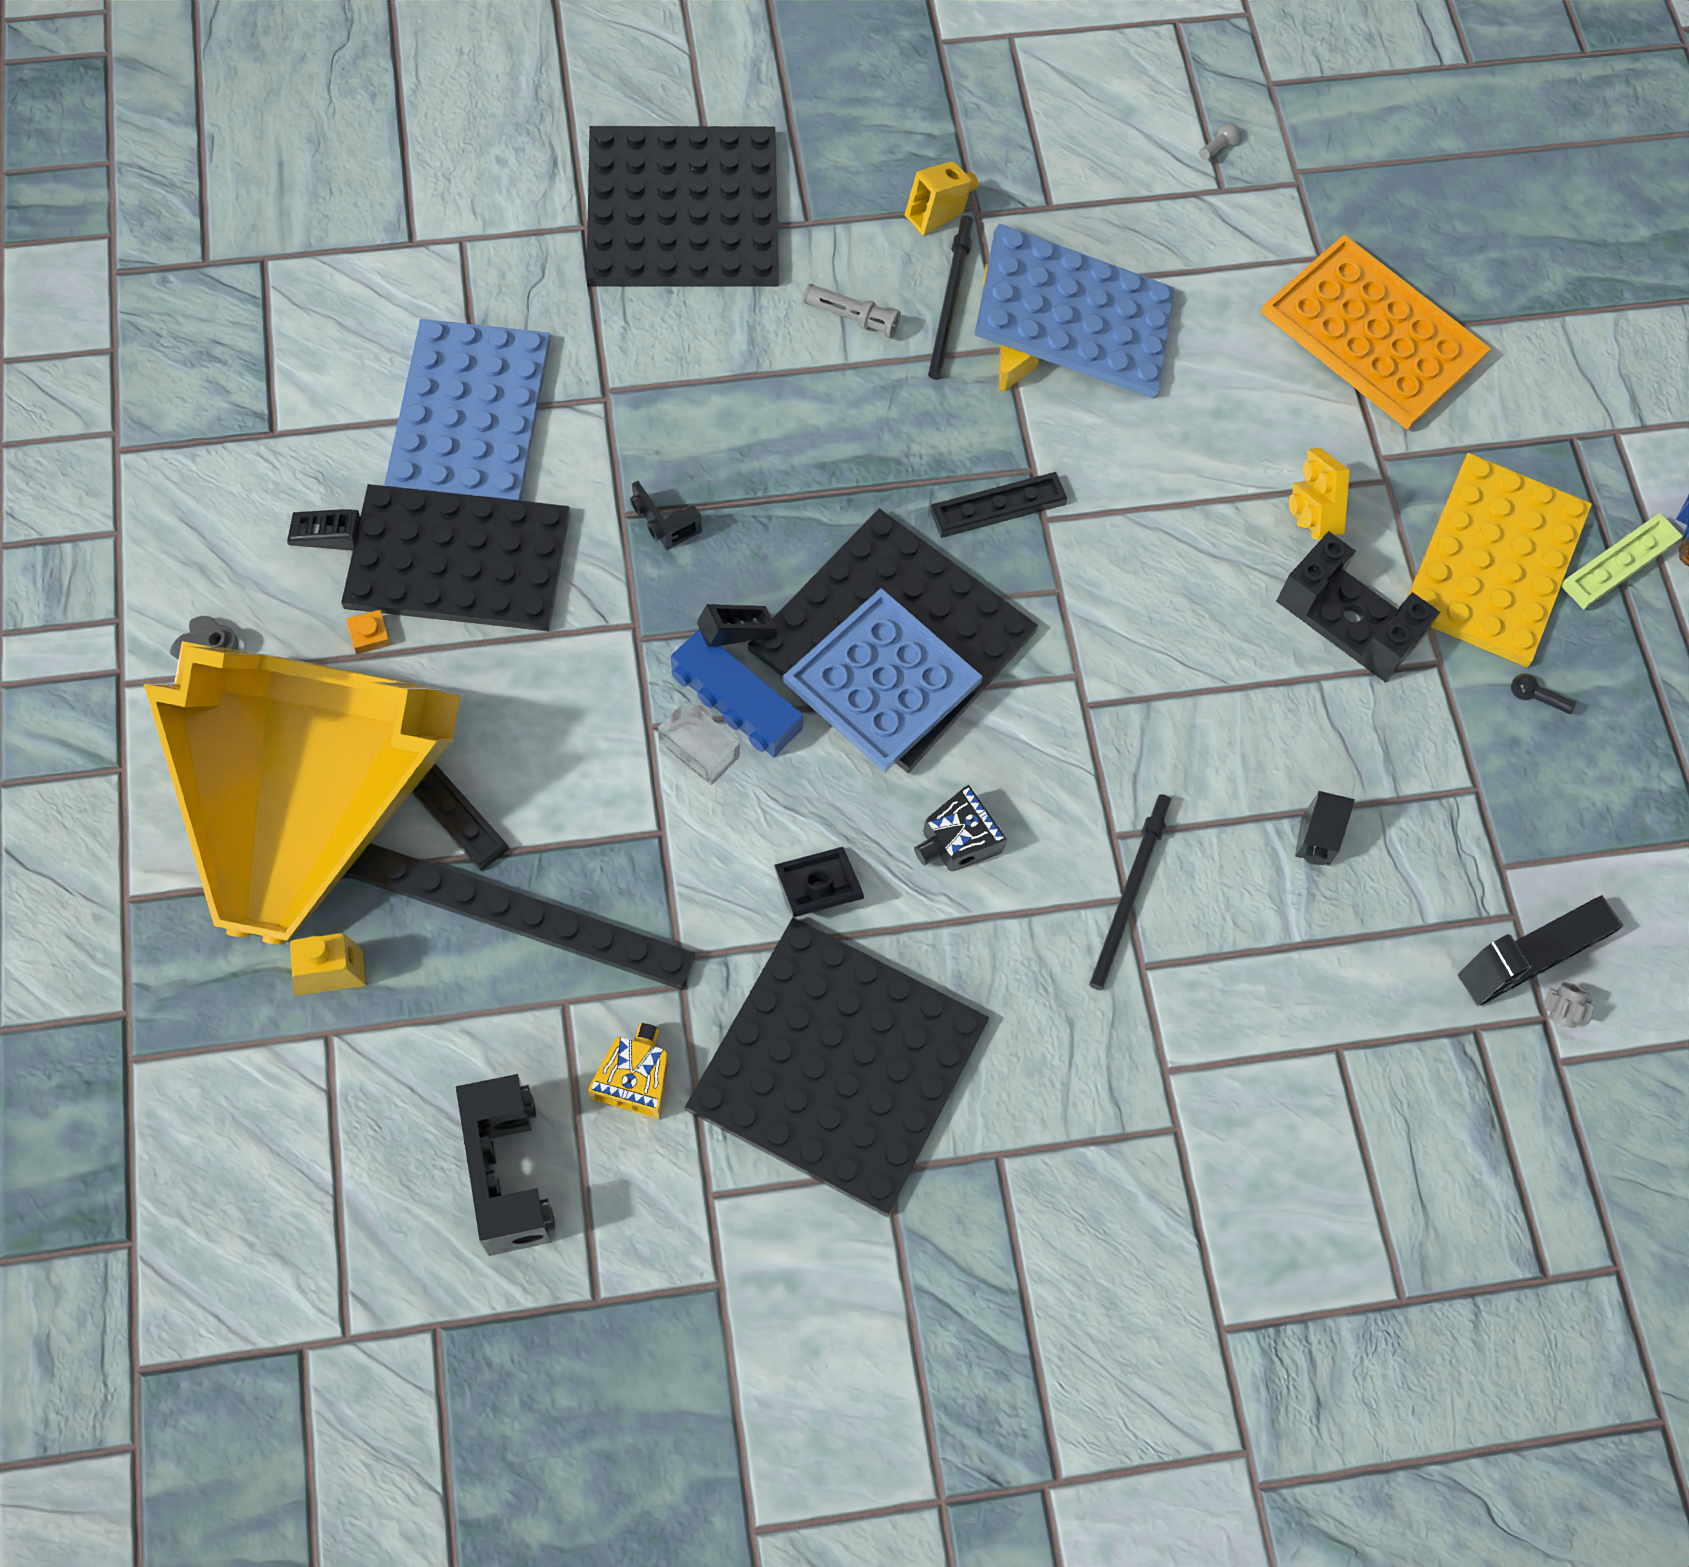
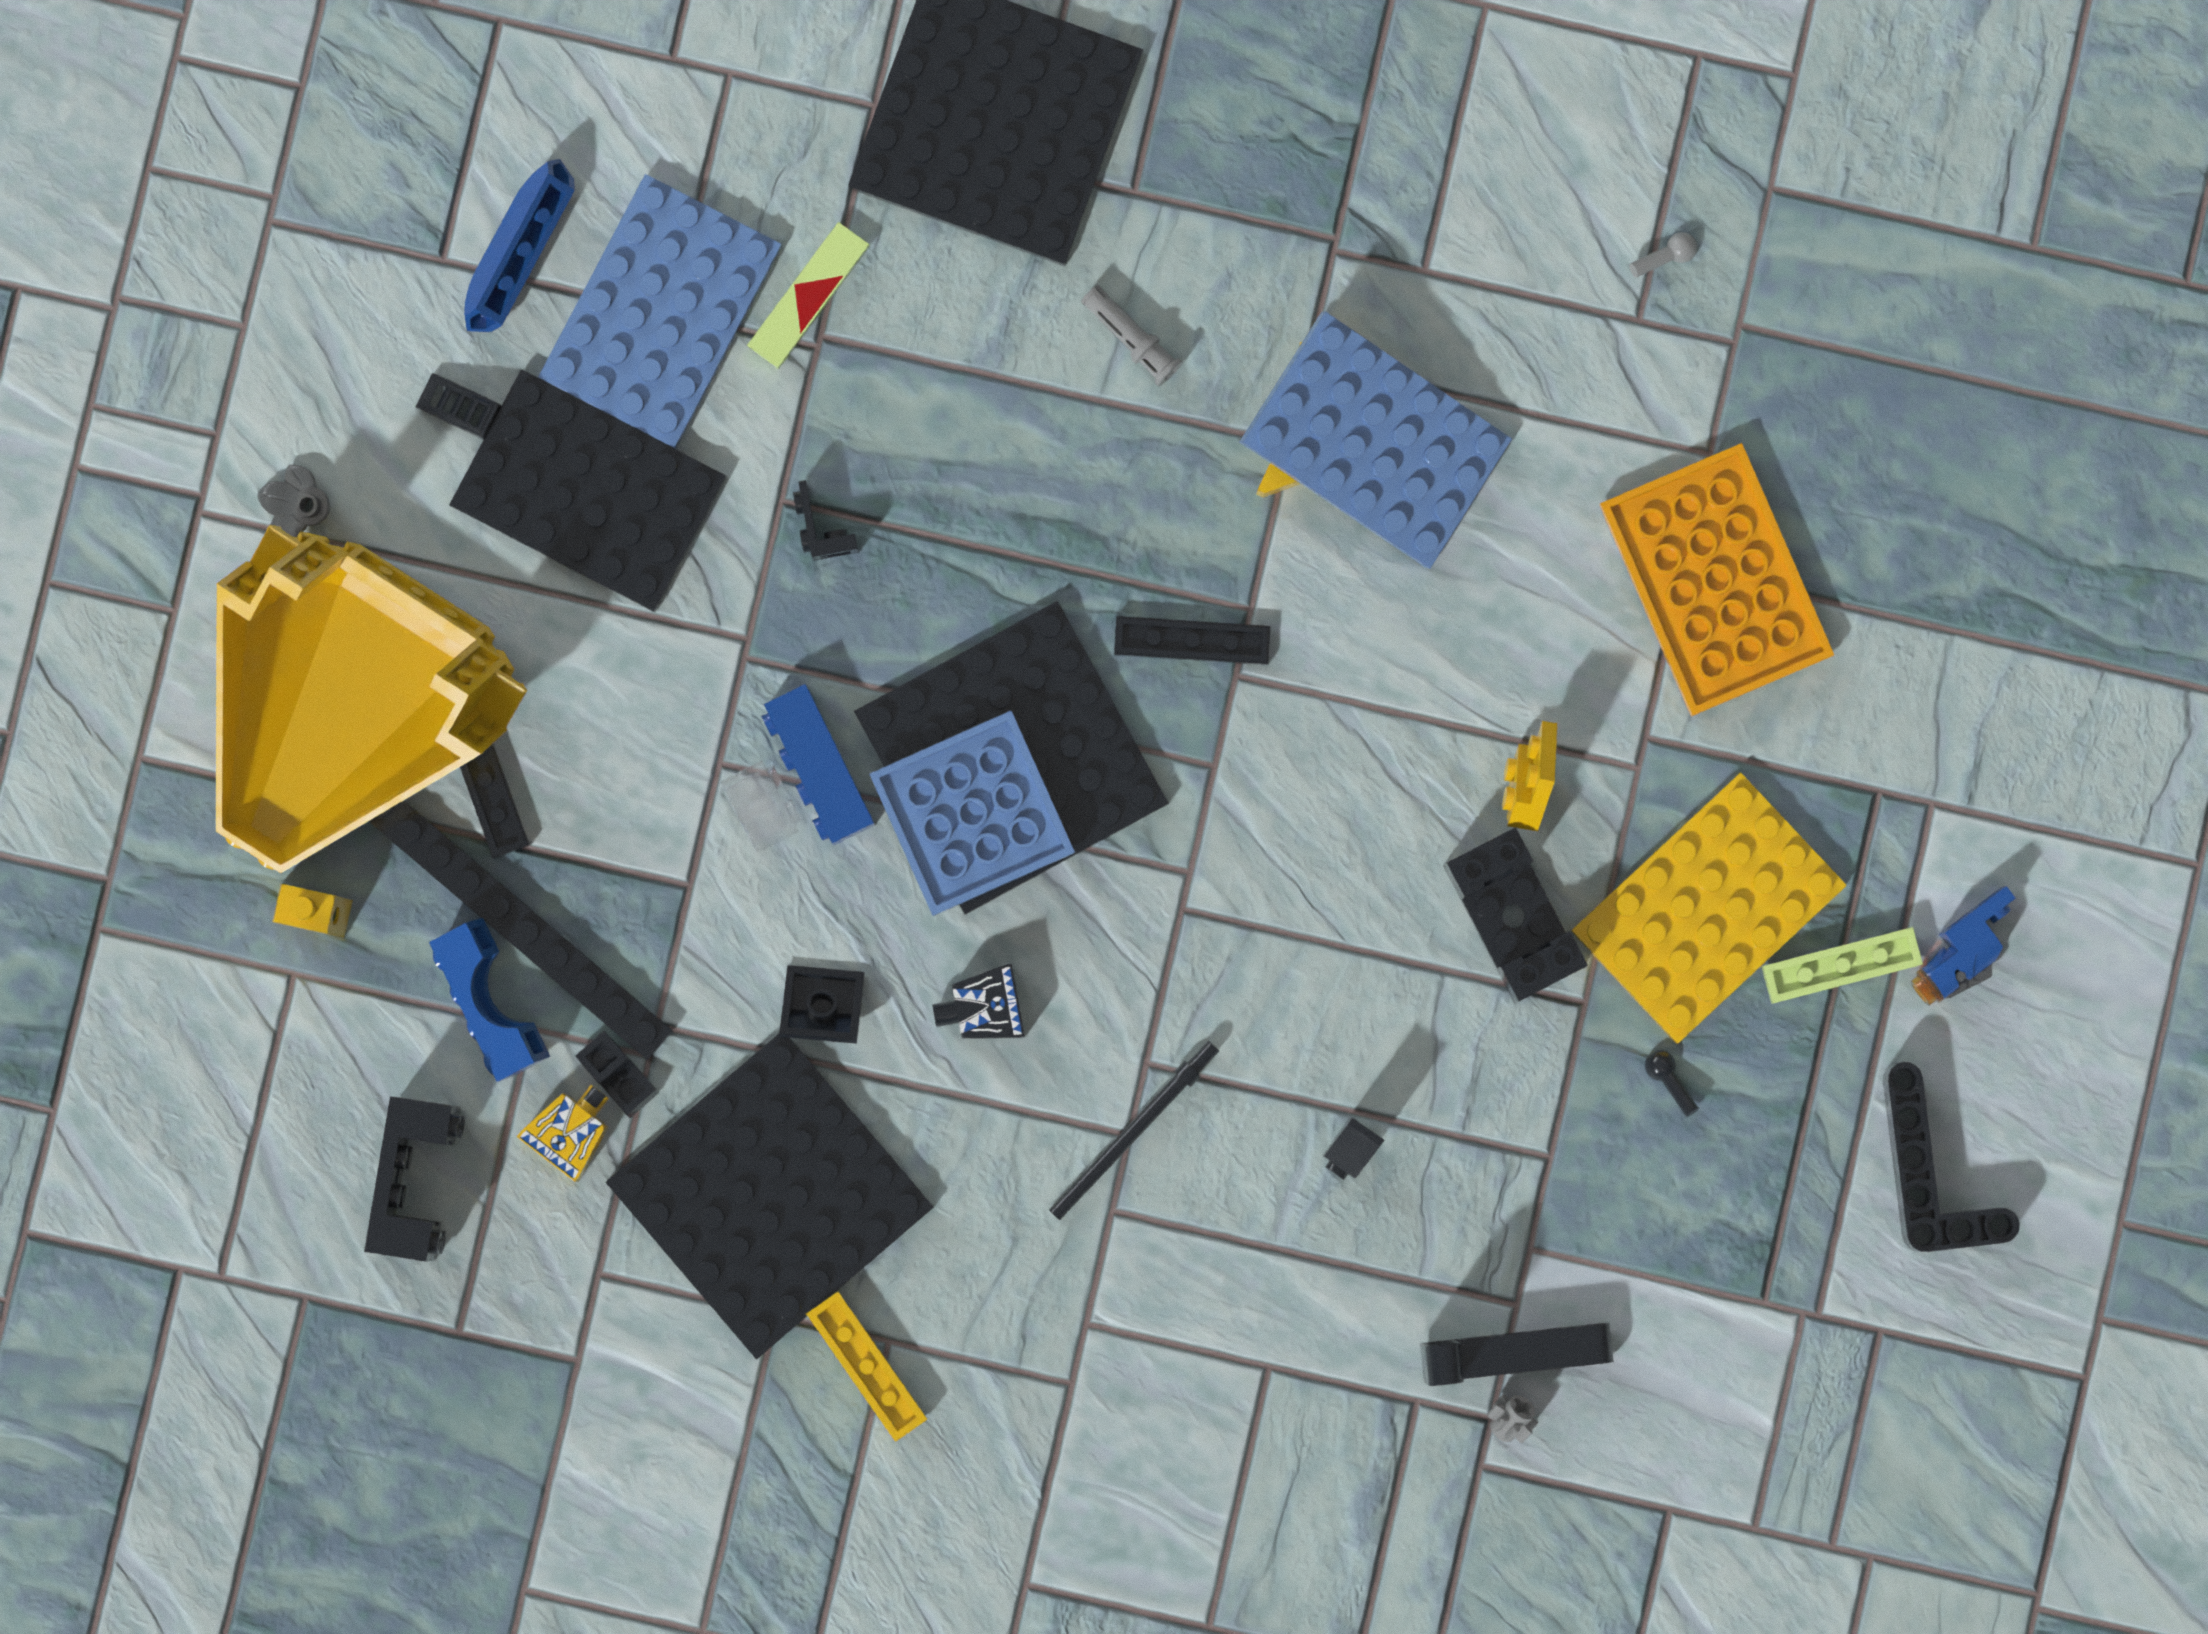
camera: 25 degrees right, 20 degrees up
(332, 397) = (517, 246): none -> blue brick
(368, 632) = (466, 547): light orange plate -> none
(485, 954) = (465, 960): none -> blue arch
(585, 364) = (808, 295): none -> yellowish green tile
(654, 1006) = (617, 1074): none -> black slope
(717, 632) = (821, 693): black slope -> none
(939, 196) = (1280, 227): yellow torso -> none
(960, 247) = (1293, 292): black bar -> none
(991, 1181) = (867, 1366): none -> yellow plate

